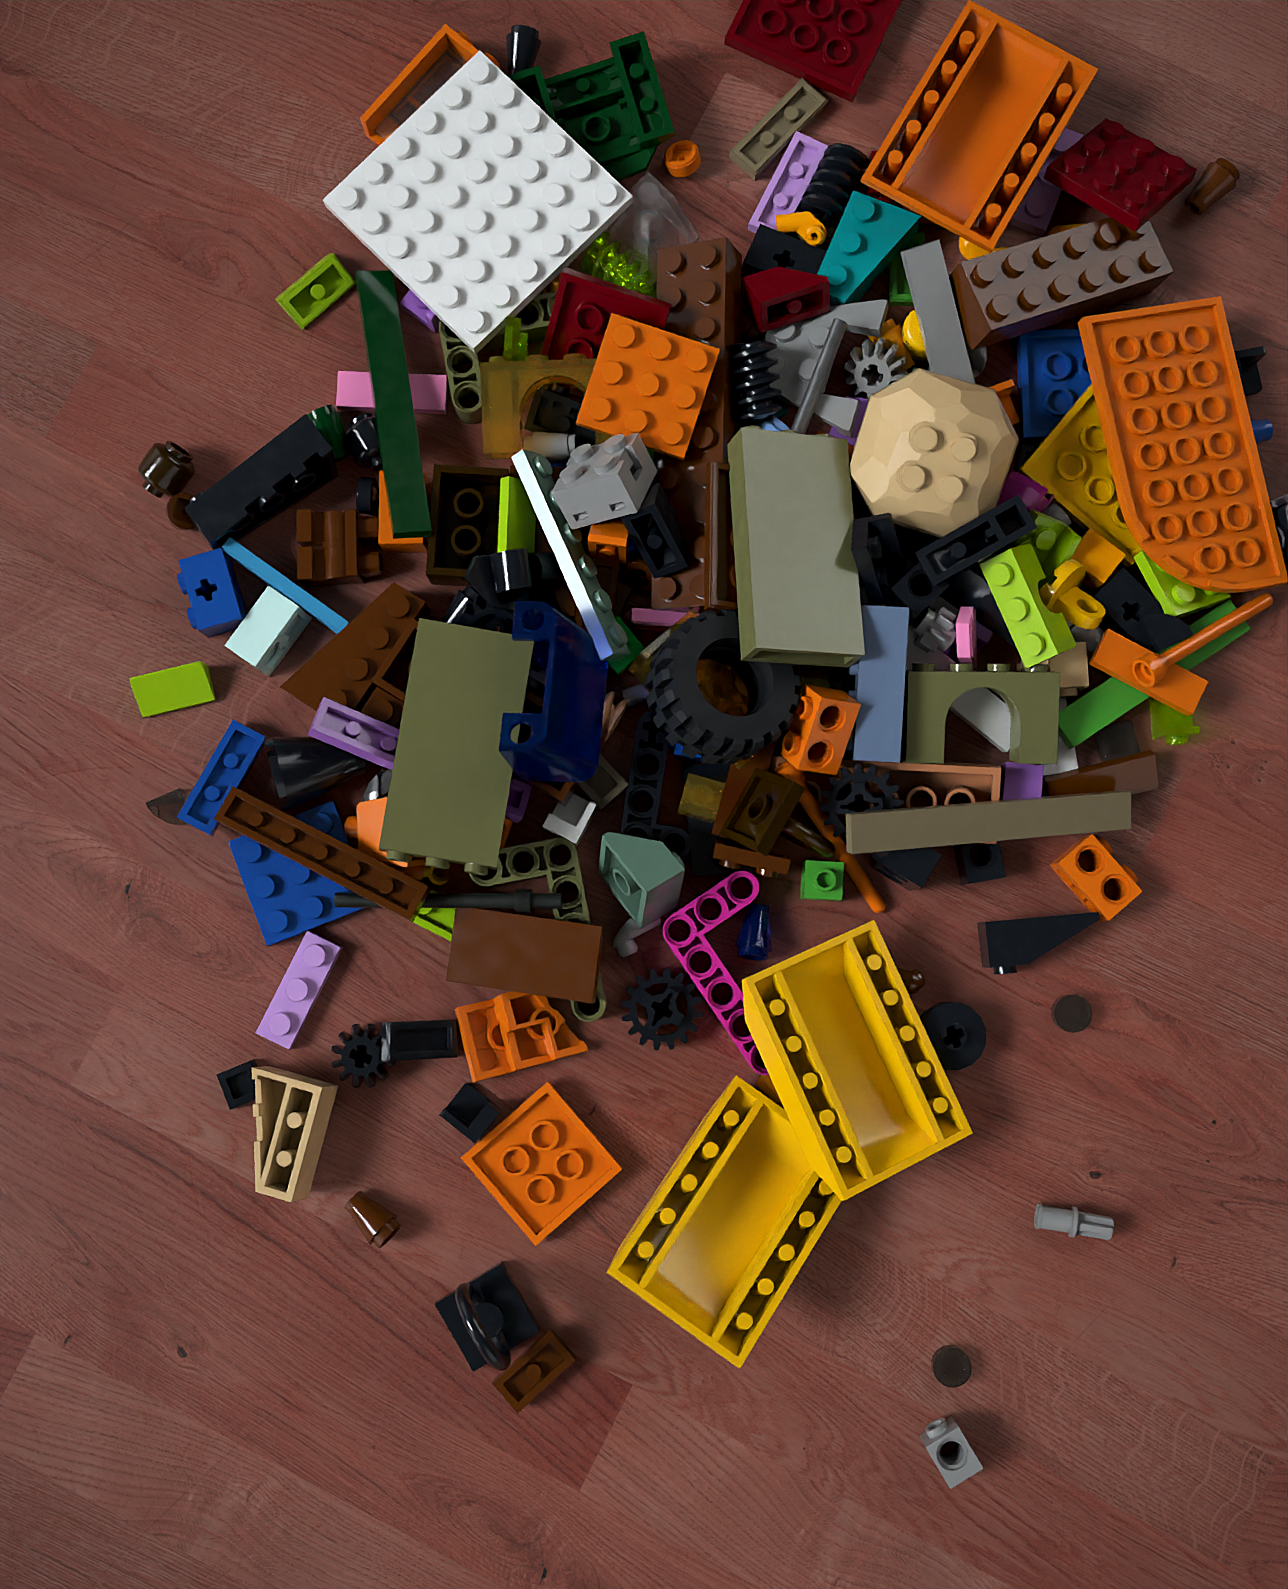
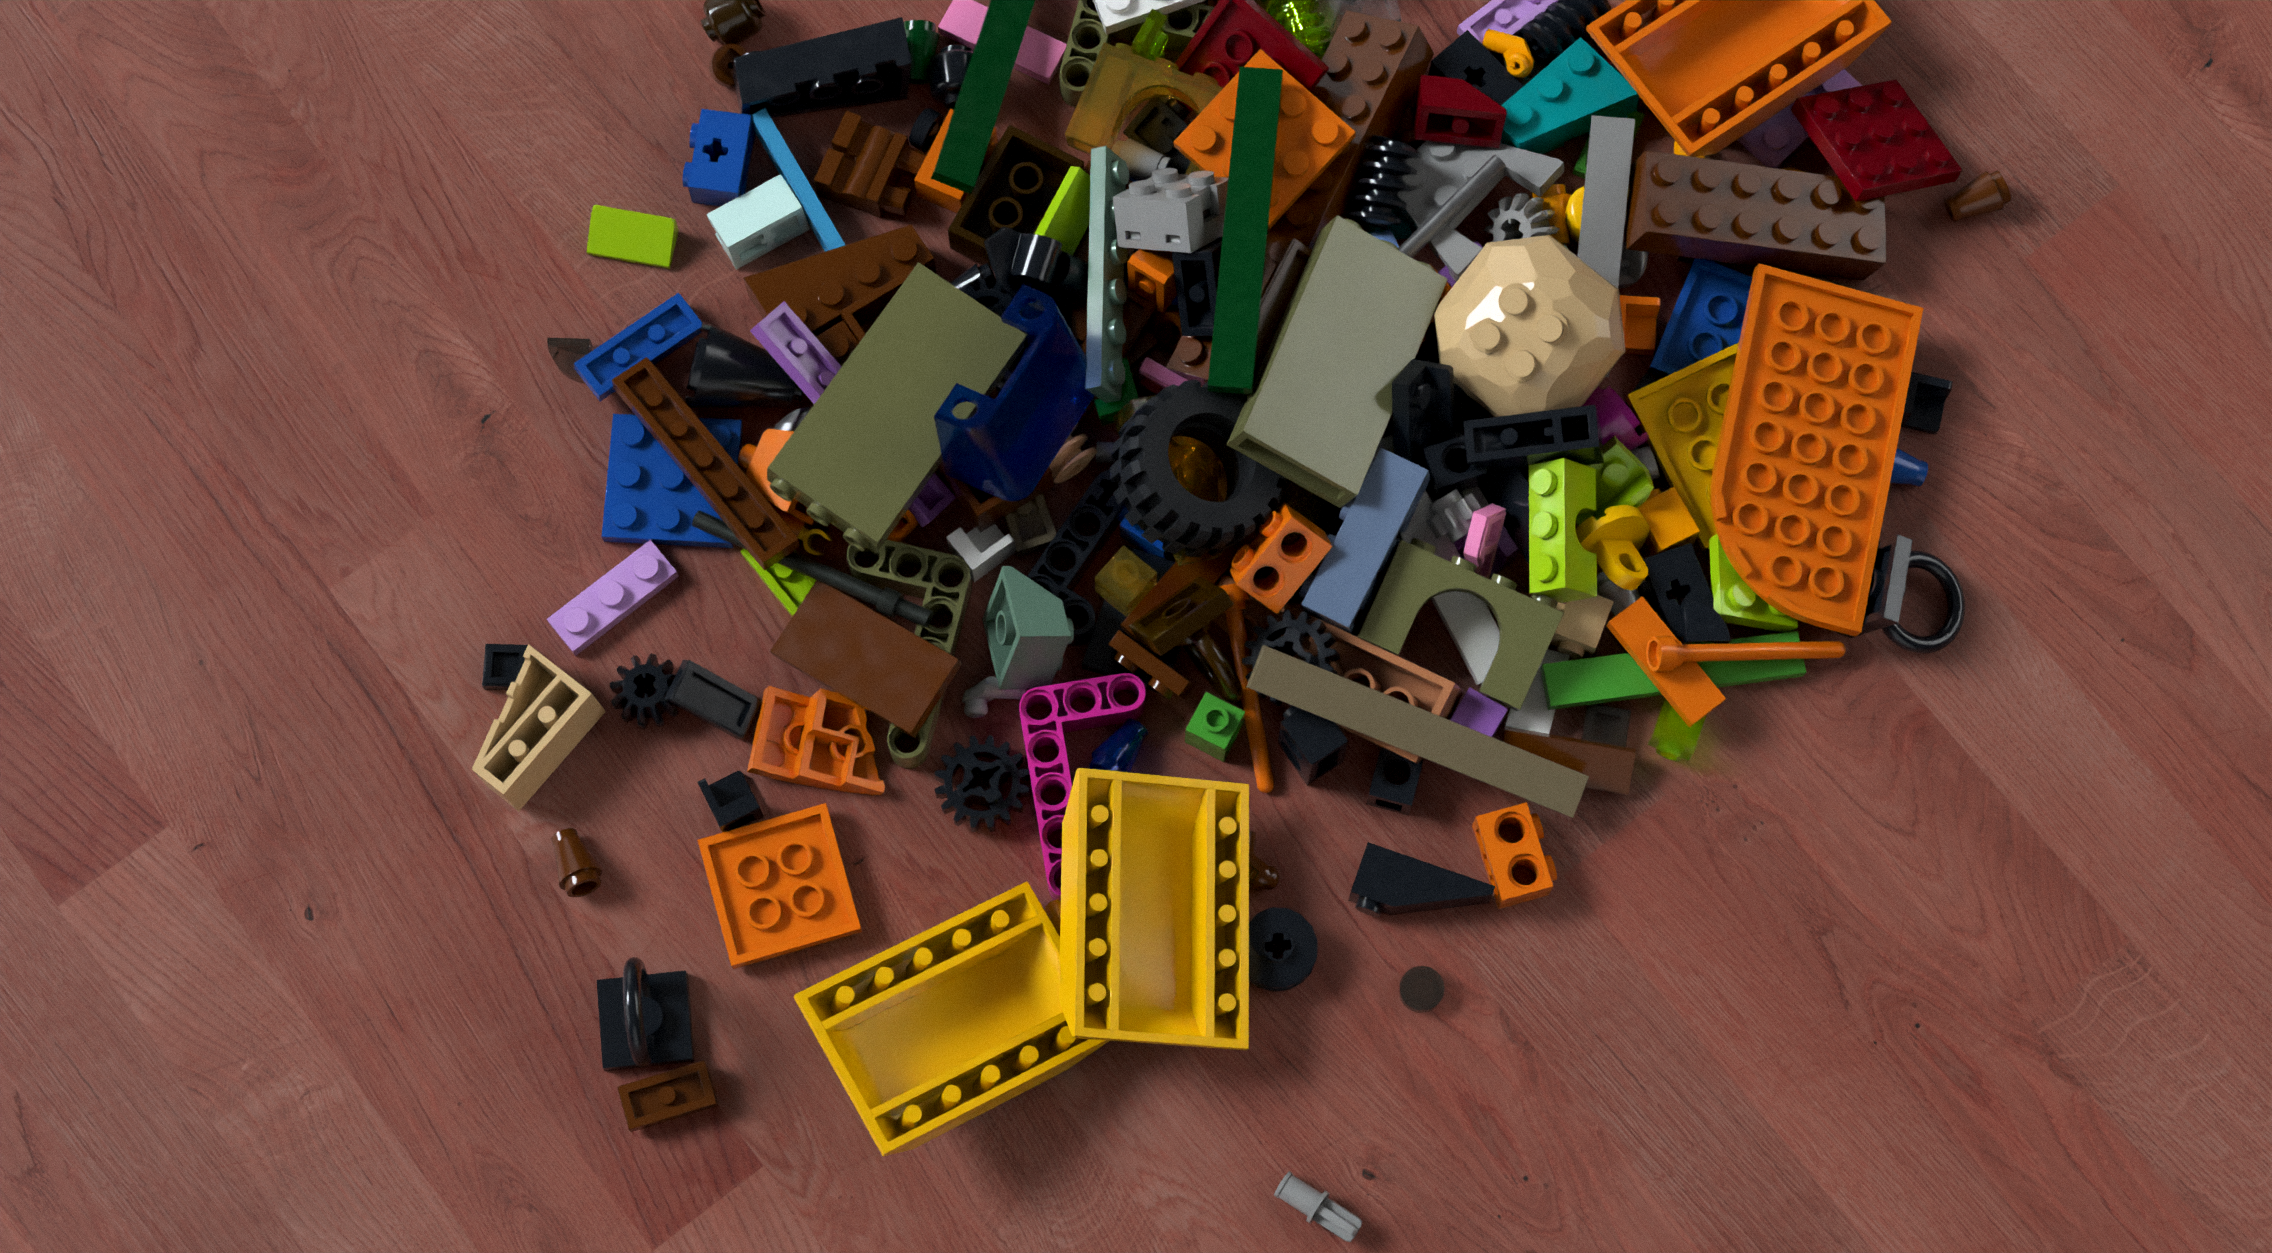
camera: 25 degrees right, 10 degrees down
(674, 473) = (1245, 231): none -> dark green tile

